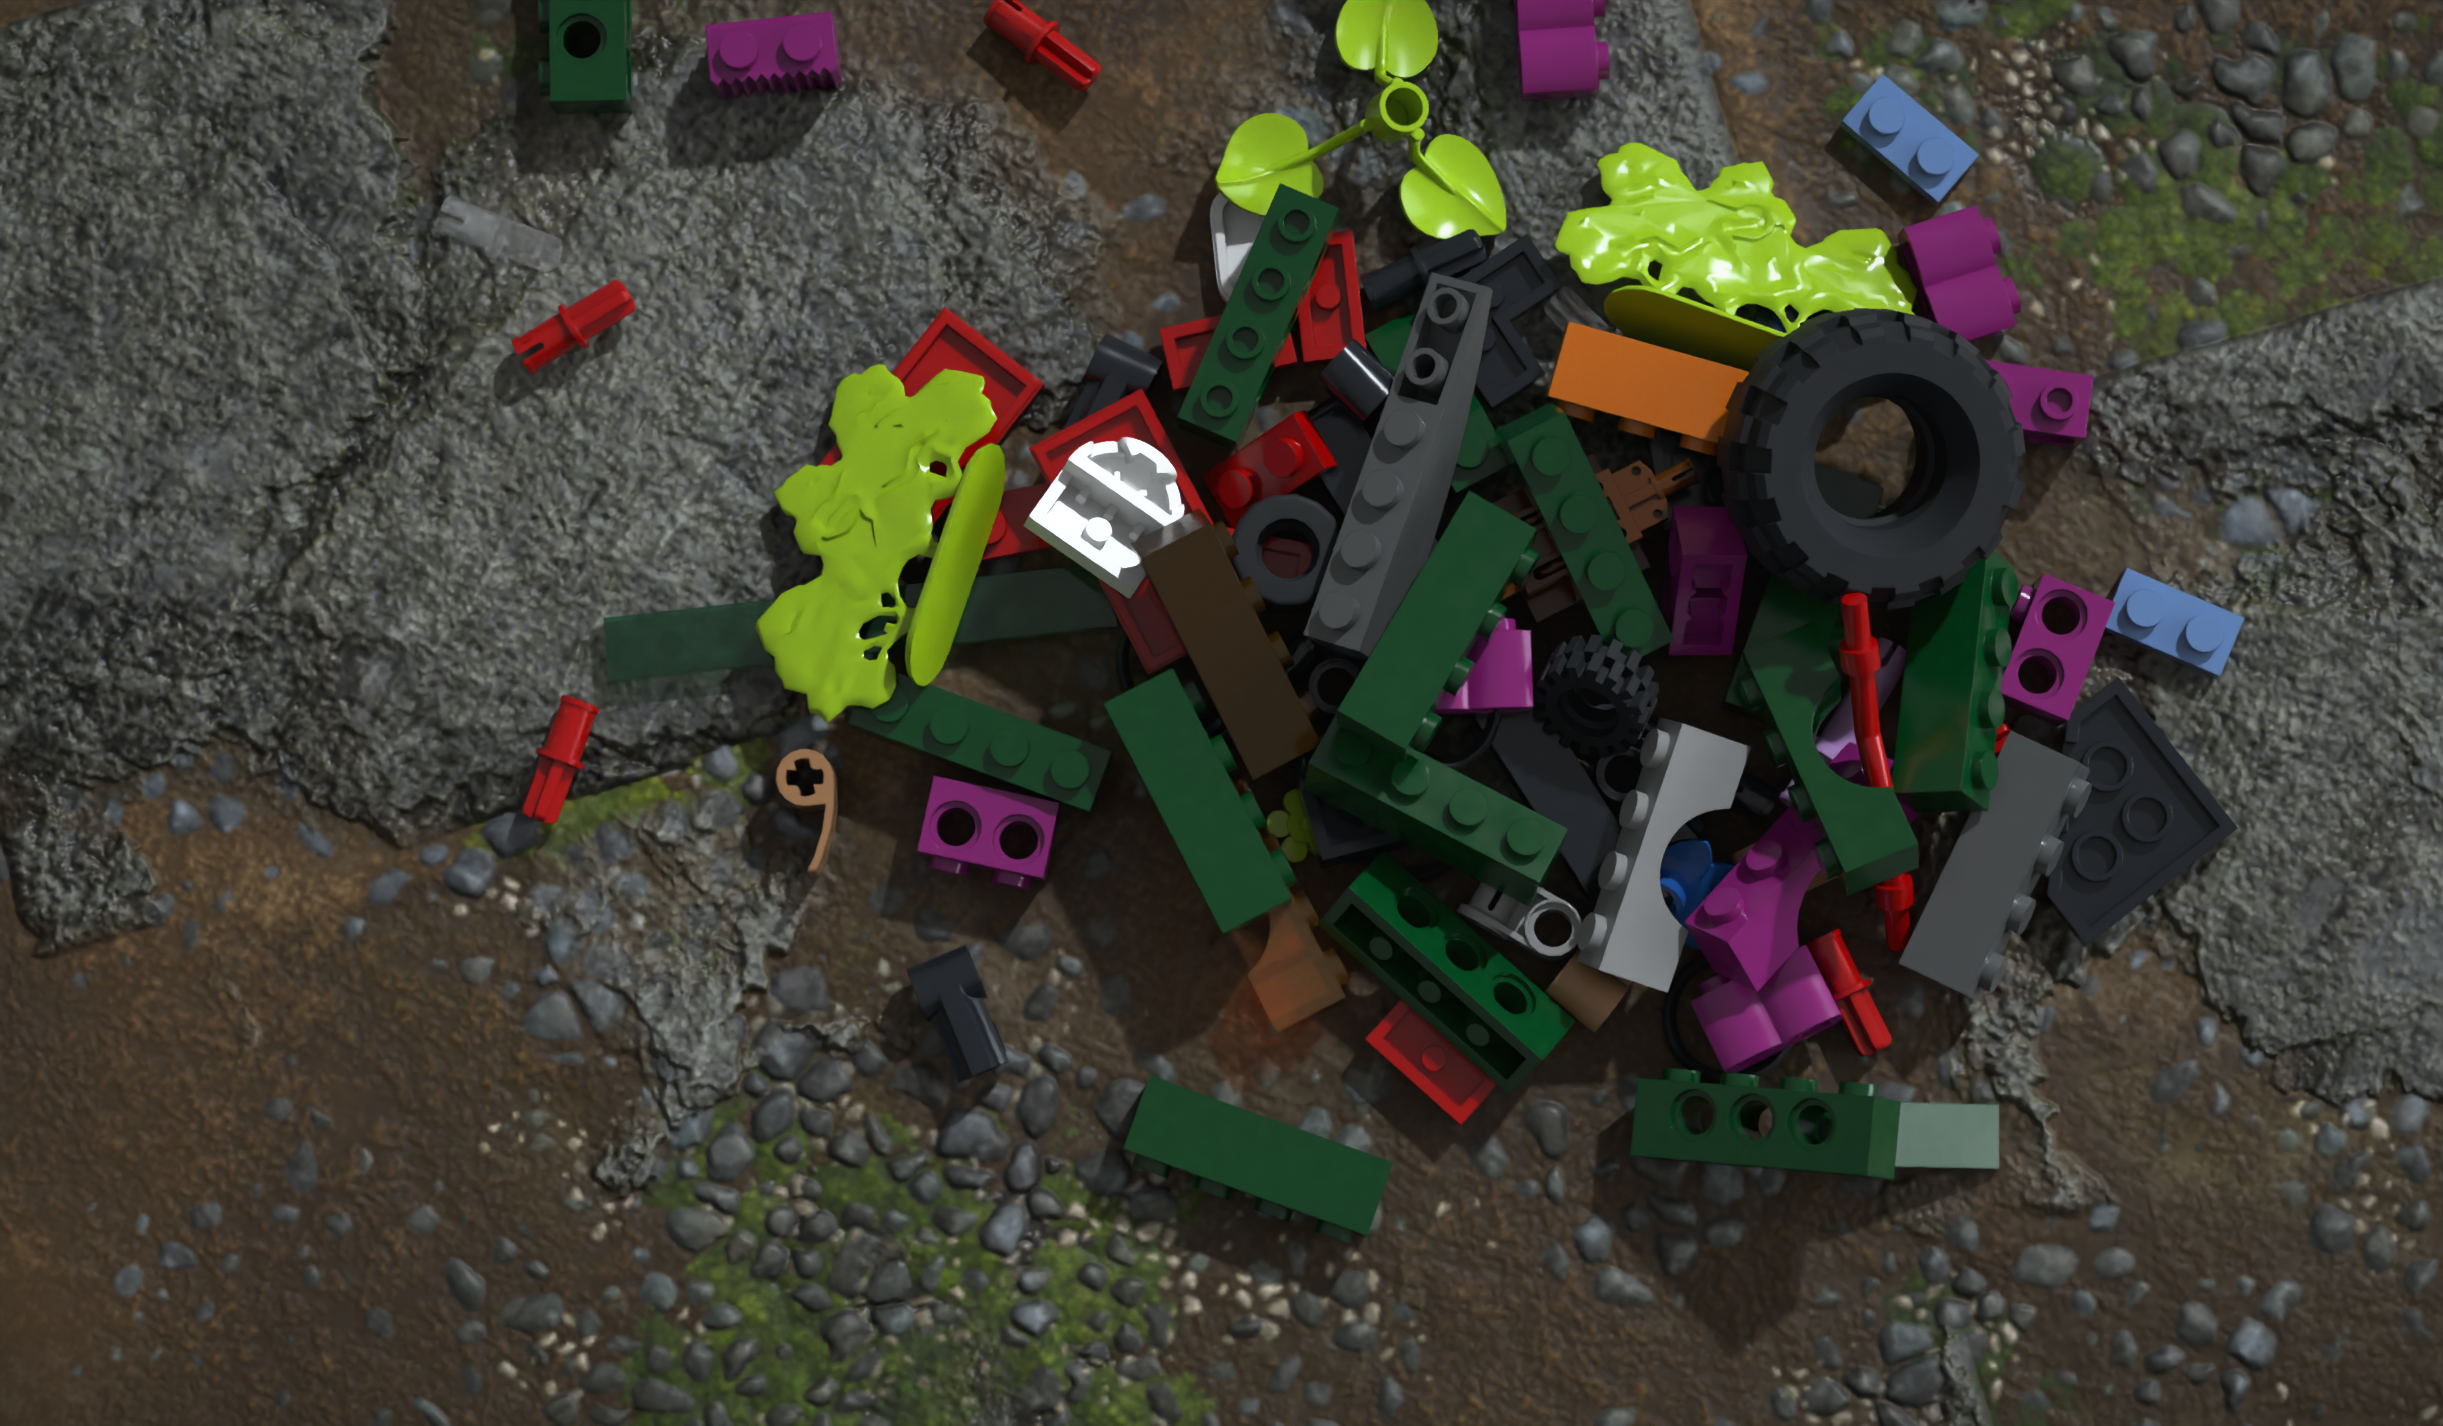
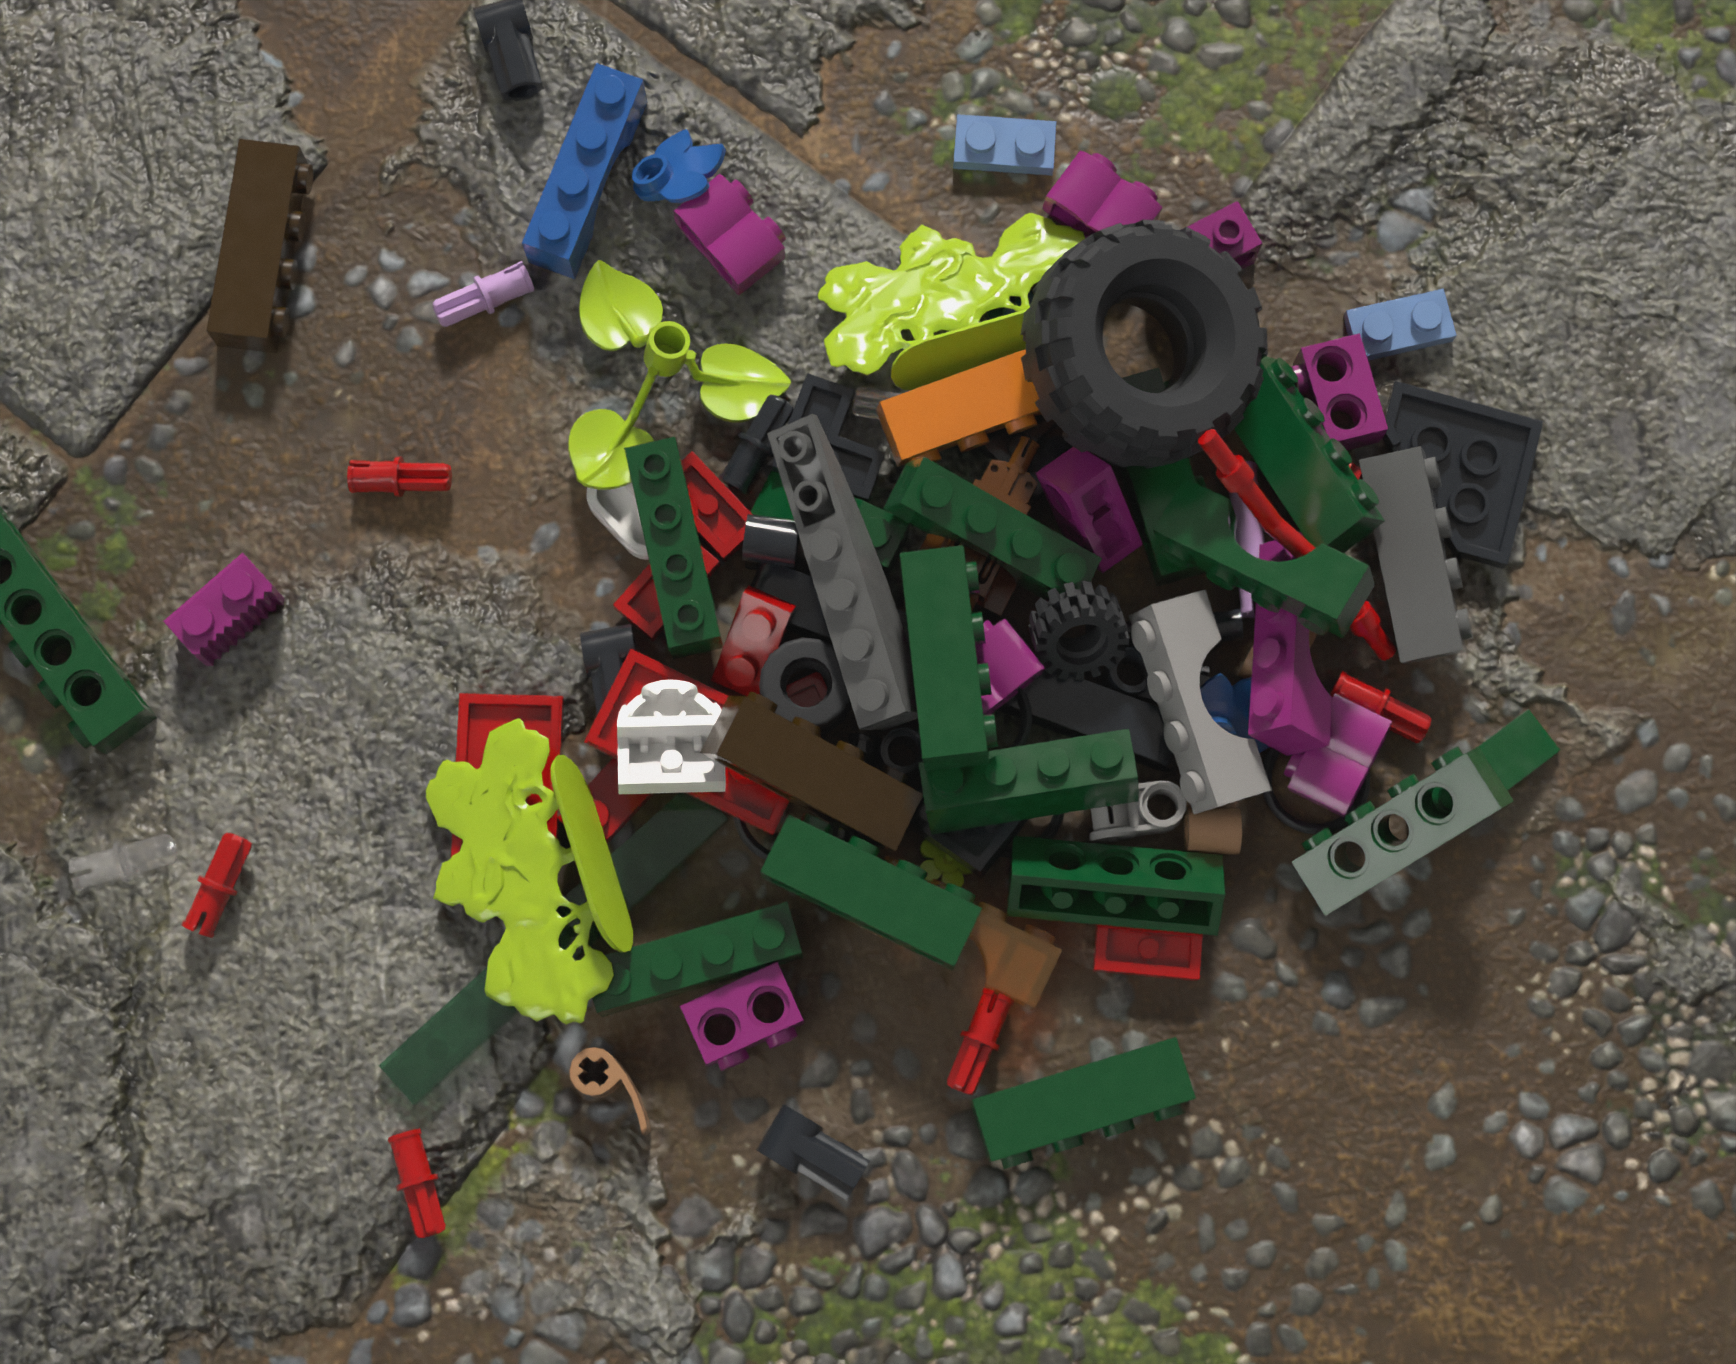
camera: 40 degrees left, 5 degrees down
(1200, 1026) = (979, 1041): none -> red axle

